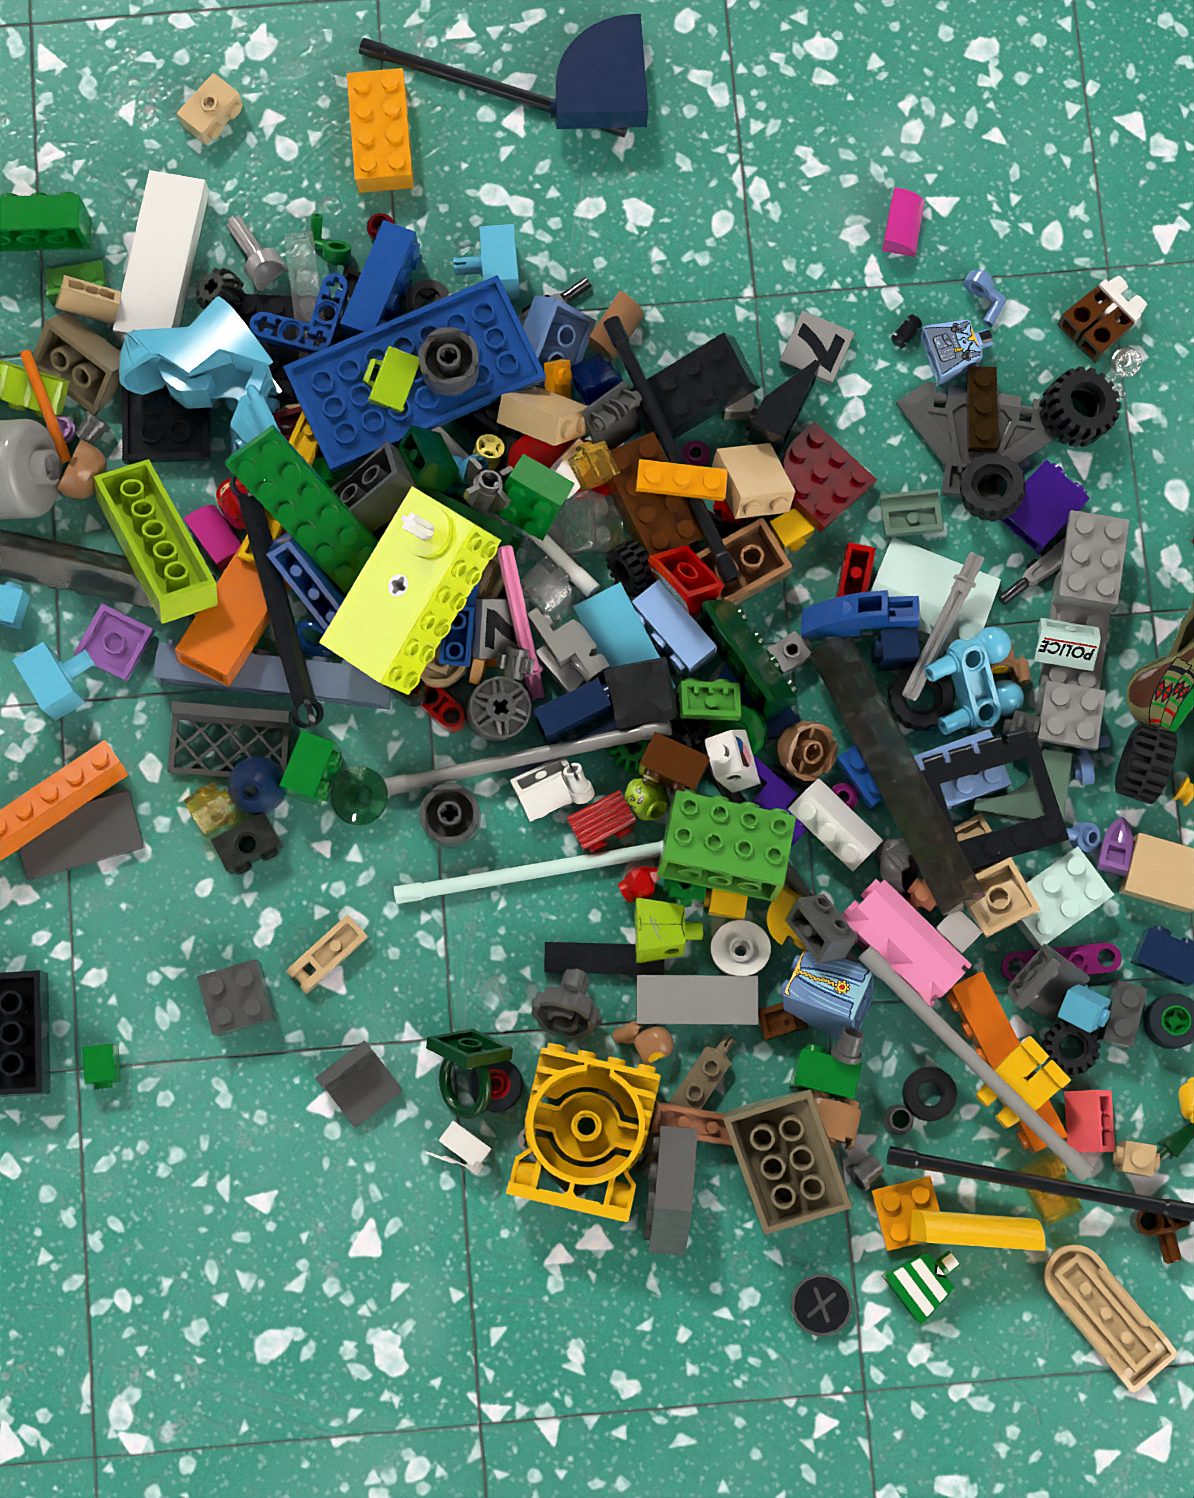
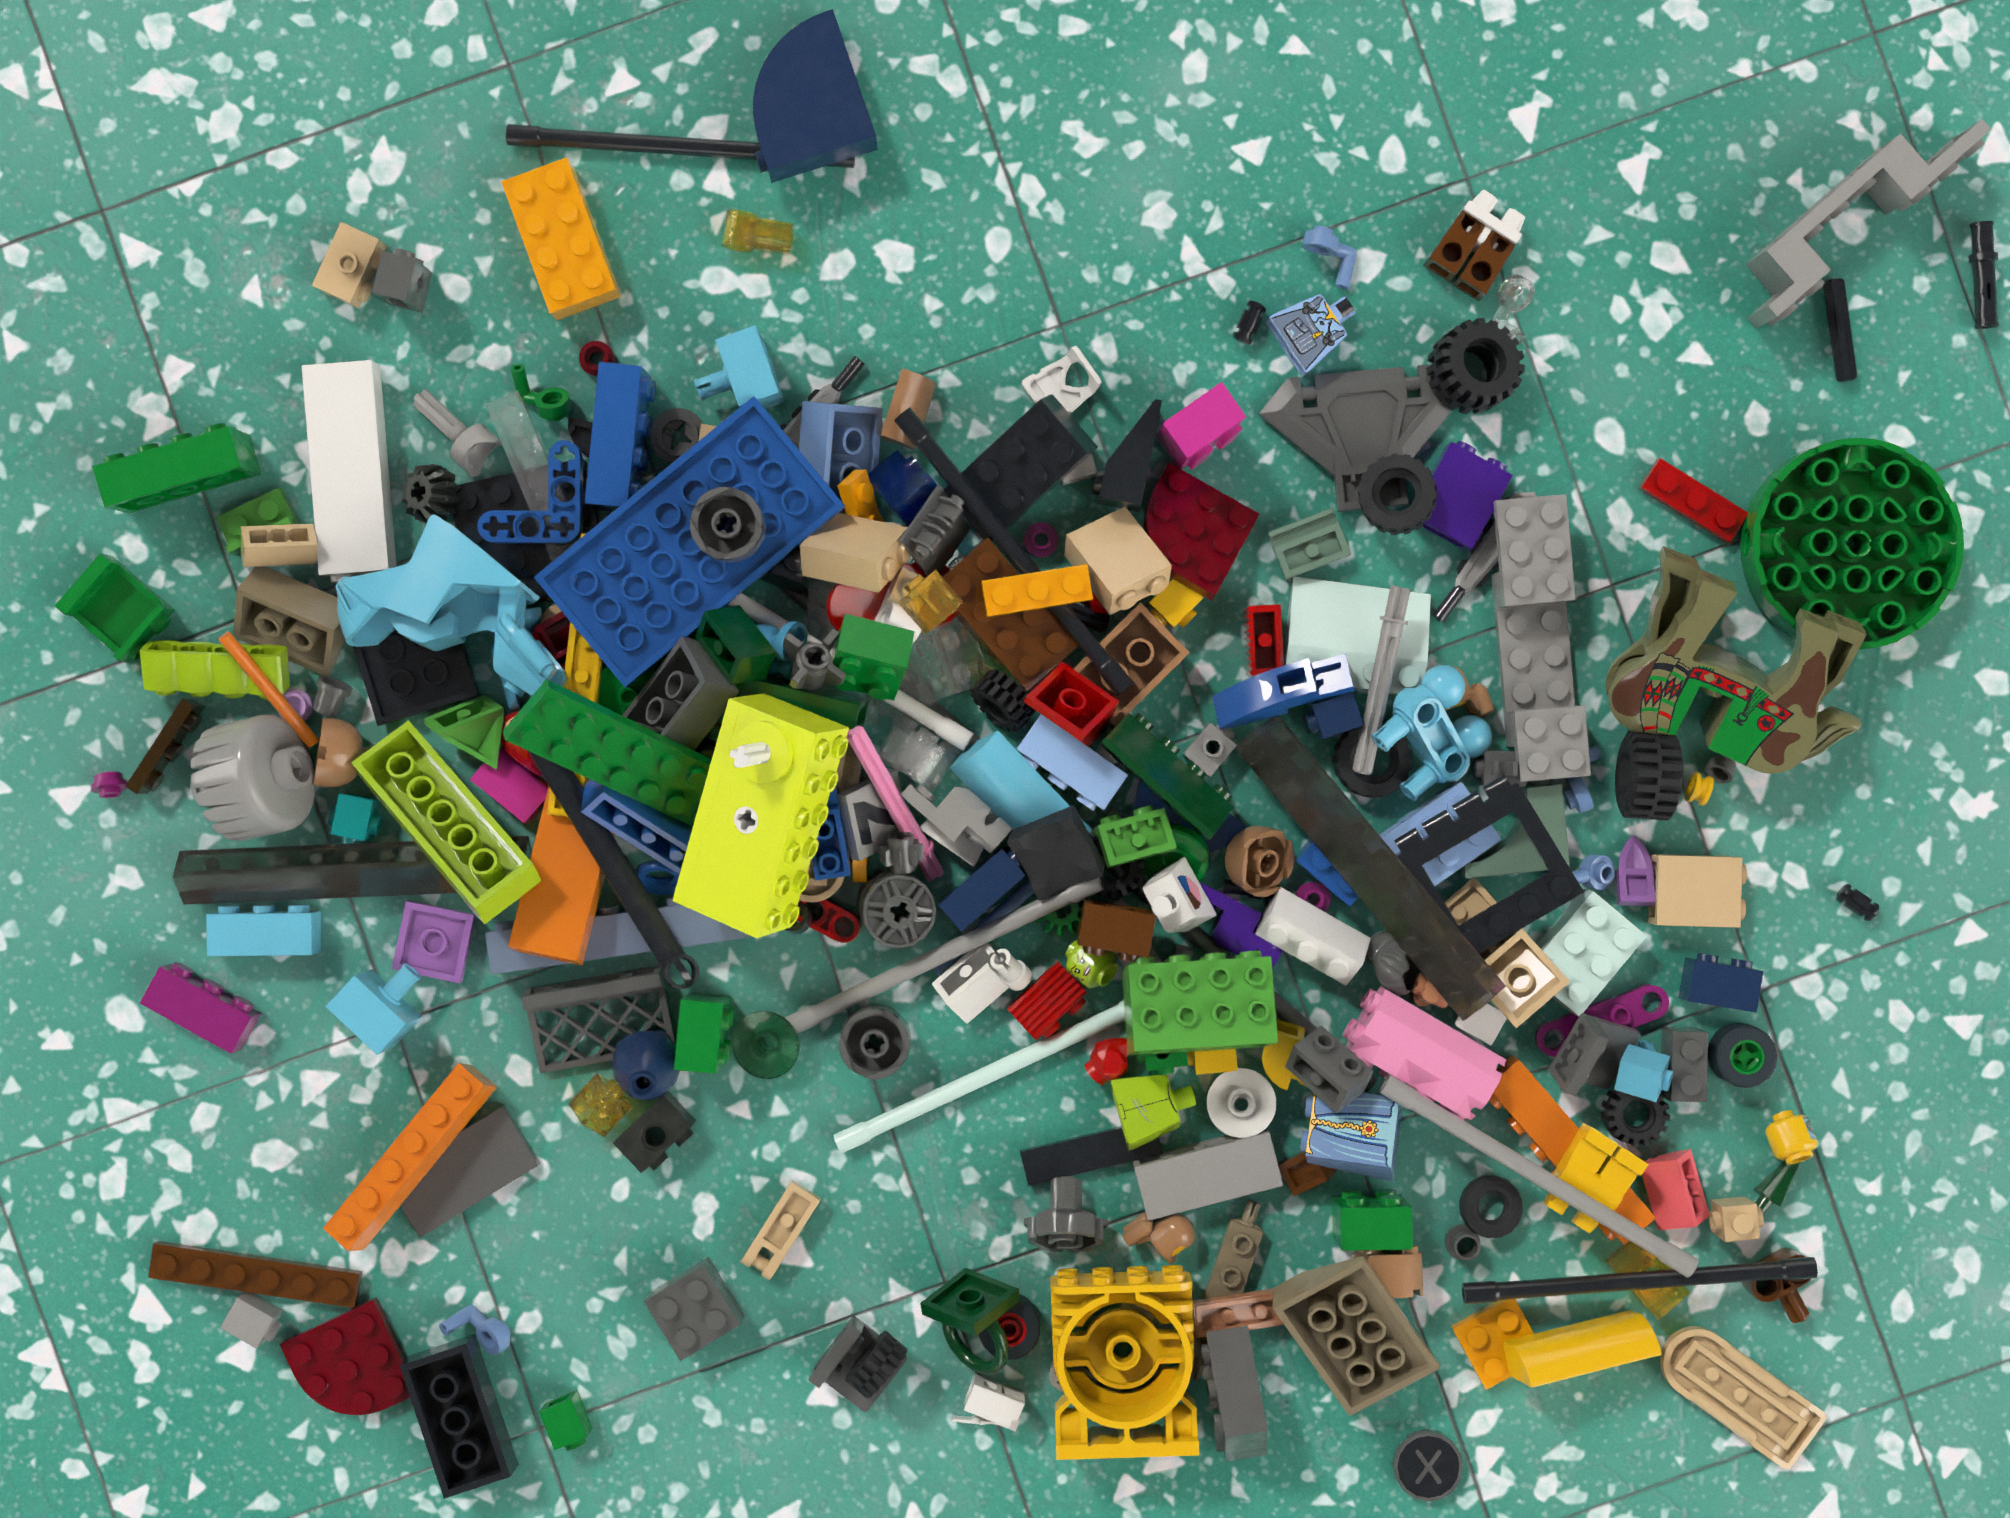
camera: 15 degrees left, 10 degrees up
(61, 974) = (491, 1333): none -> medium blue plate
(82, 526) = (355, 818): none -> teal brick
(197, 479) = (472, 727): none -> bright green slope
(247, 127) = (402, 280): none -> dark grey brick
(375, 1081) = (876, 1364): none -> black tyre
(393, 379) = (666, 558): lime piece -> none
(490, 445) = (802, 602): light yellow wheel -> none
(528, 162) = (747, 232): none -> clear yellow piece
(741, 332) = (1052, 381): none -> white piece
(817, 340) = (1149, 370): light grey tile -> none
(846, 393) = (1200, 426): none -> dark pink brick
(849, 1046) = (1393, 1194): dark grey piece -> none
(865, 1172) = (1441, 1311): dark grey piece -> none
(903, 222) = (1213, 188): dark pink brick -> none
(922, 1283) = (1531, 1417): torso -> none
(982, 409) = (1361, 397): dark brown plate -> none
(1067, 644) = (1526, 655): light aqua panel -> none

